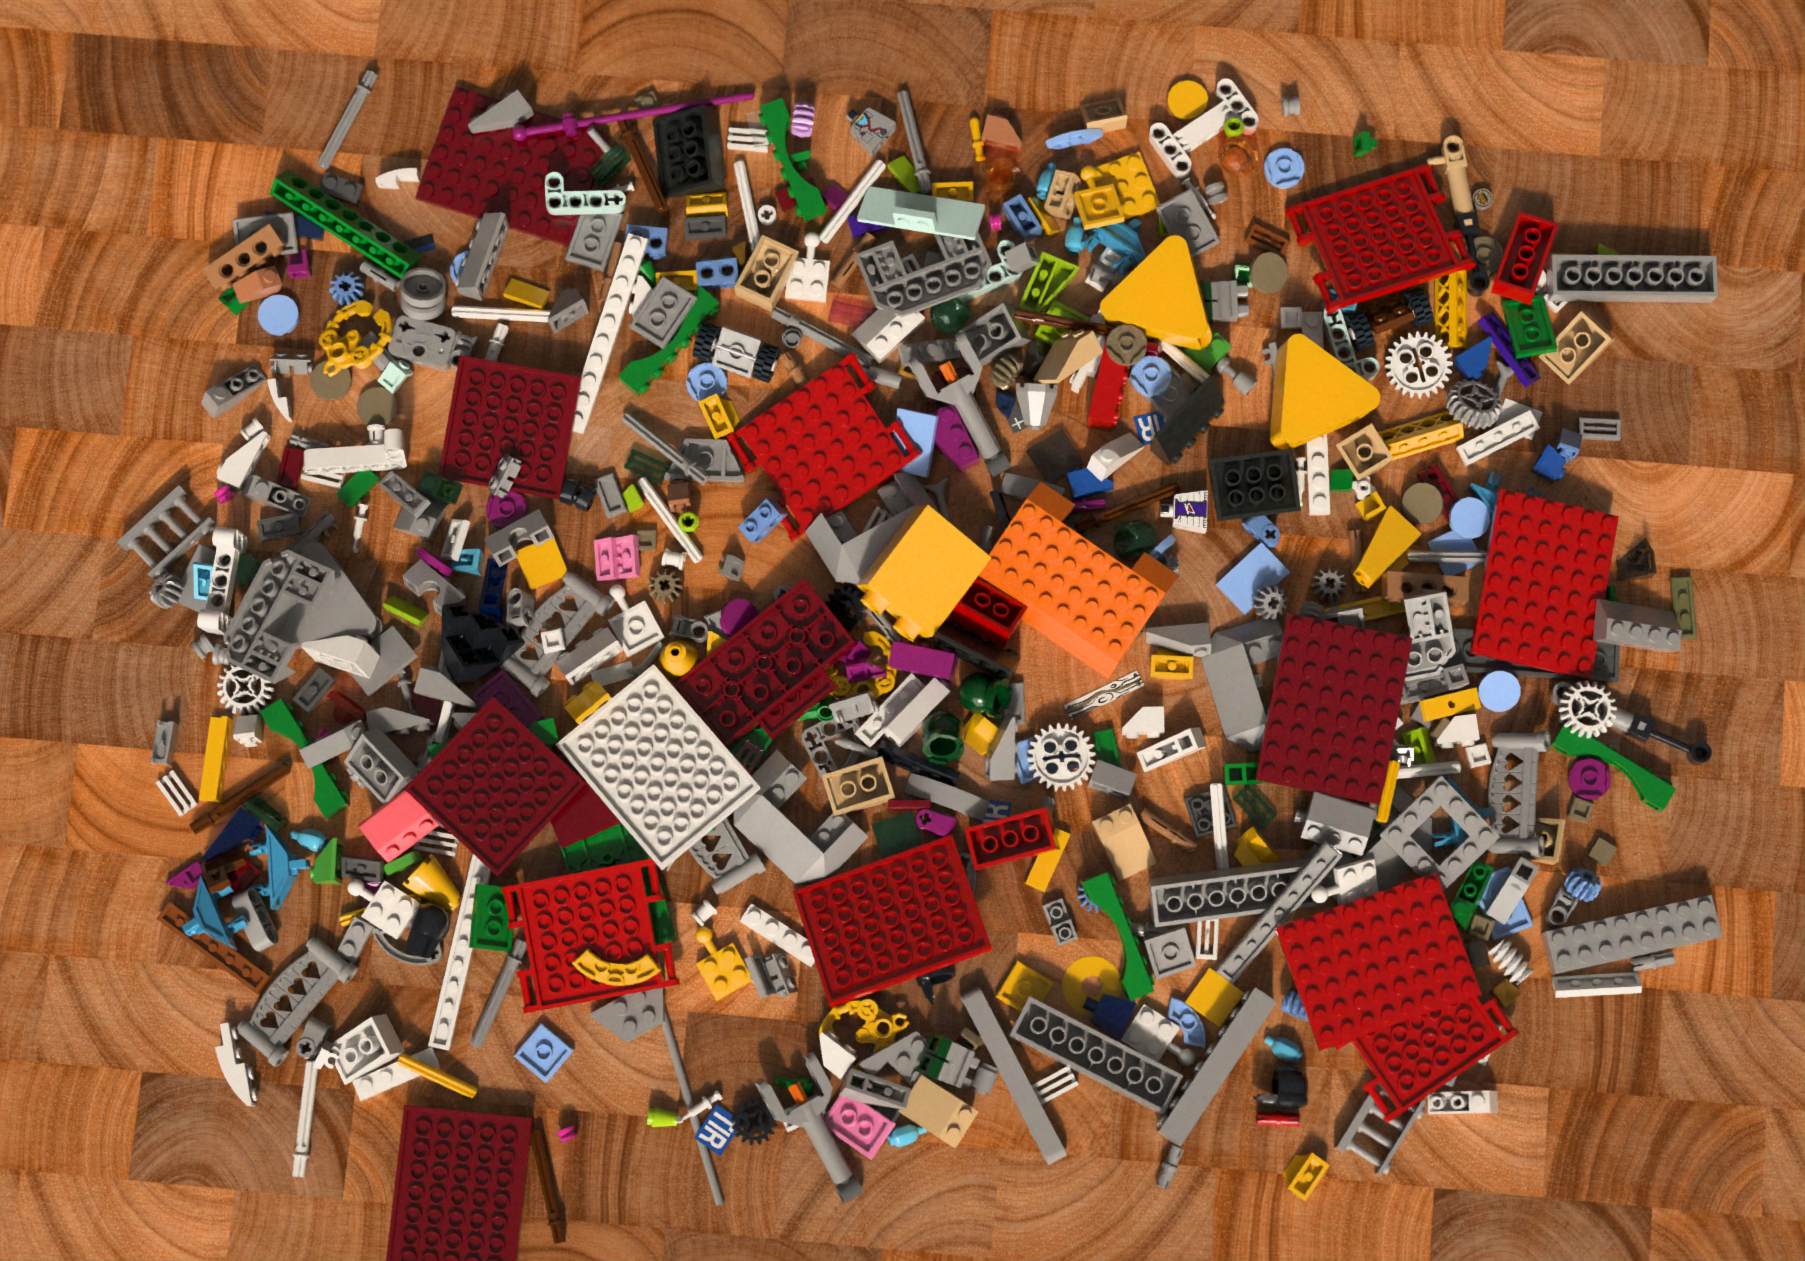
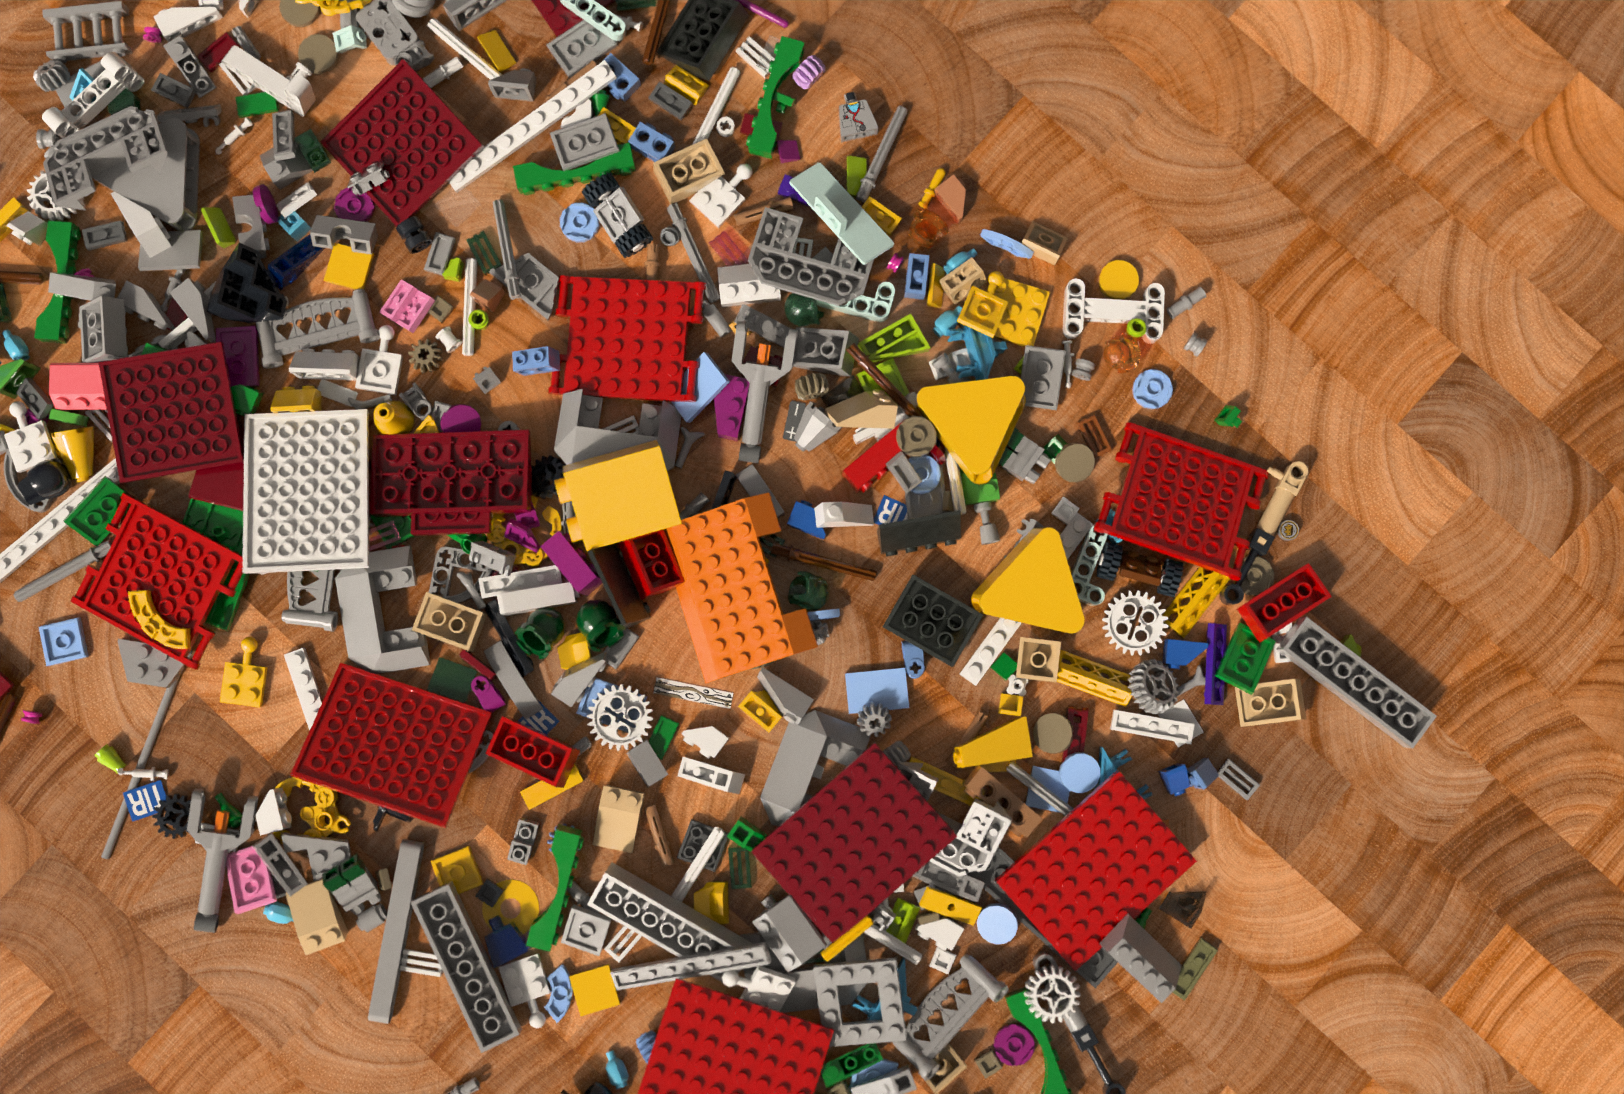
camera: 30 degrees right, 5 degrees up
(346, 708) = (117, 266): clear red tile -> none
(520, 608) = (304, 289): light grey piece -> none
(553, 640) = (307, 333): white tile -> none
(704, 912) = (261, 627): white bush -> none
(719, 415) = (568, 254): yellow slope -> none
(742, 254) = (682, 141): pearl gold slope -> none
(760, 976) = (266, 708): light grey plate -> none
(778, 965) = (282, 728): light grey hinge -> none
(852, 201) = (798, 164): white axle -> none
(1005, 403) = (793, 410): dark blue tile -> none
(1022, 257) = (890, 306): light grey brick -> none
(1055, 457) = (799, 481): clear smoke tile -> none
(1065, 985) = (489, 892): none -> black tile
(1090, 504) = (794, 536): magenta axle -> none
(1138, 382) = (904, 472): none -> light grey tile
(1188, 511) = (867, 600): torso -> none
(1216, 1067) = (550, 1046): light grey brick -> none
(1256, 78) = (1186, 302): none -> light grey pin
(1300, 474) = (974, 641): white piece -> none
(1320, 582) = (935, 746): light grey gear -> none

